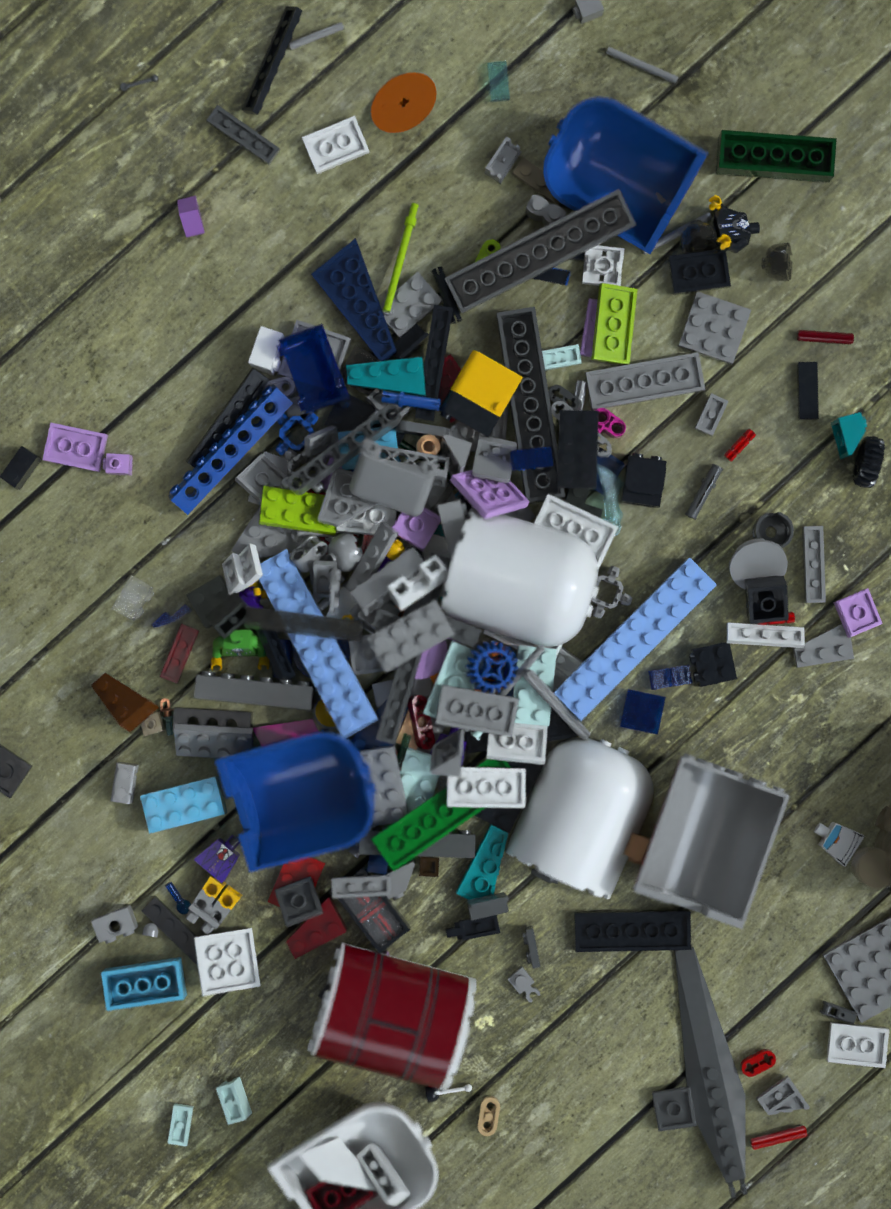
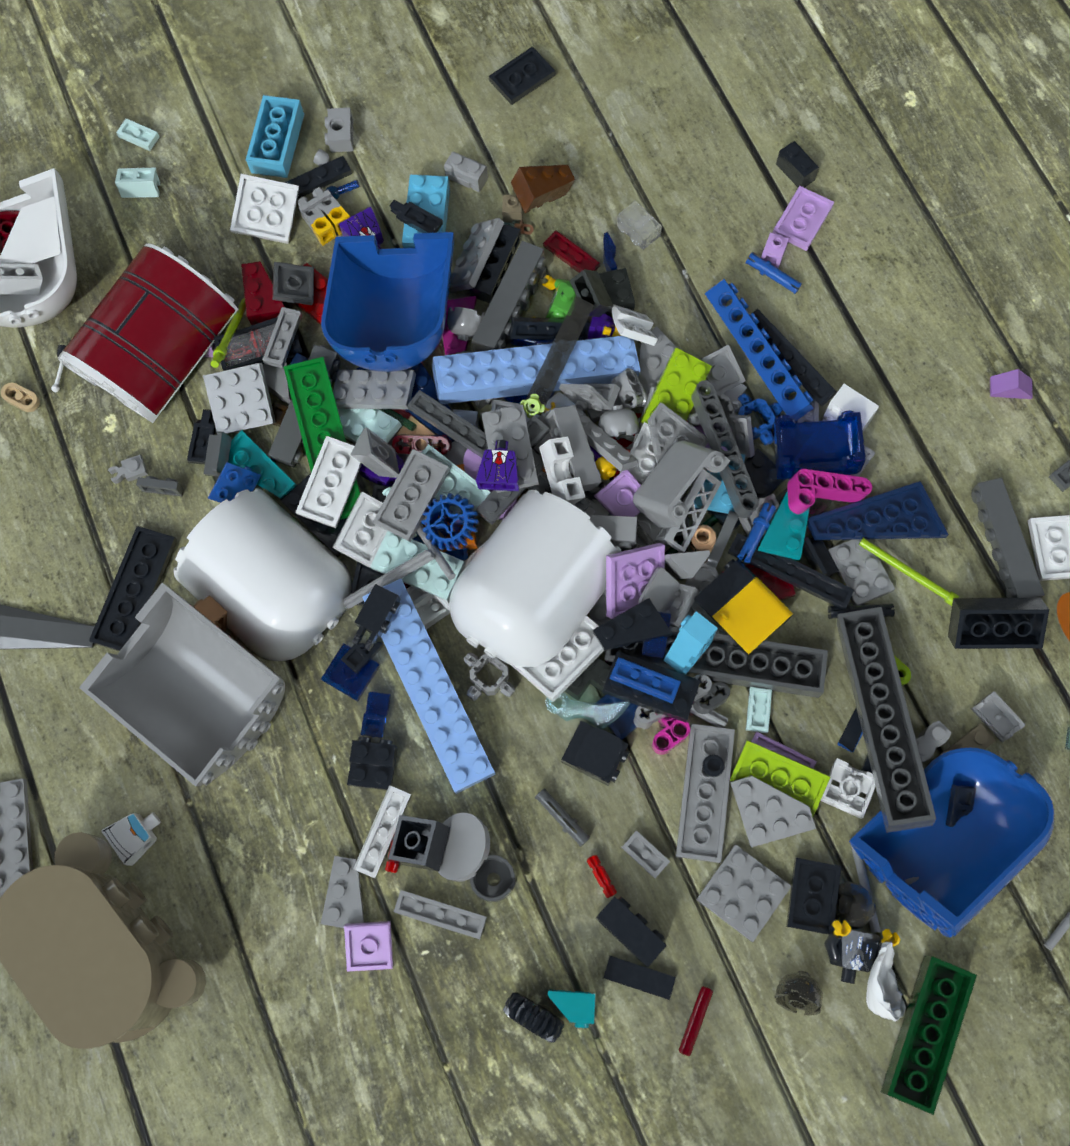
camera: 115 degrees right, 15 degrees down
(142, 459) = (774, 273): none -> blue pin
(199, 806) = (416, 217): none -> black hinge
(289, 723) = (463, 322): none -> light grey cylinder
(344, 187) = (1006, 540): none -> dark grey brick
(350, 349) = (813, 484): none -> dark pink beam
(367, 630) = (534, 399): none -> lime plate
(400, 932) = (221, 351): none -> lime bar
(425, 178) = (998, 623): none -> black brick
(429, 905) = (239, 398): none -> plate
(438, 635) = (498, 469): none -> dark purple torso
(513, 875) = (233, 480): none -> blue hinge
(534, 479) = (632, 626): none -> black wing
(535, 425) = (691, 642): none -> medium azure wedge
(577, 454) = (645, 680): none -> blue tile
(586, 173) = (960, 803): none -> black tile
(596, 699) = (376, 615): none -> black hinge
(623, 380) = (713, 765): none -> black plate
(627, 707) = (359, 657): none -> black tile
(644, 324) = (769, 812): none -> light grey plate
(757, 198) = (882, 986): none -> white hair
(777, 406) = (632, 930): none -> black brick

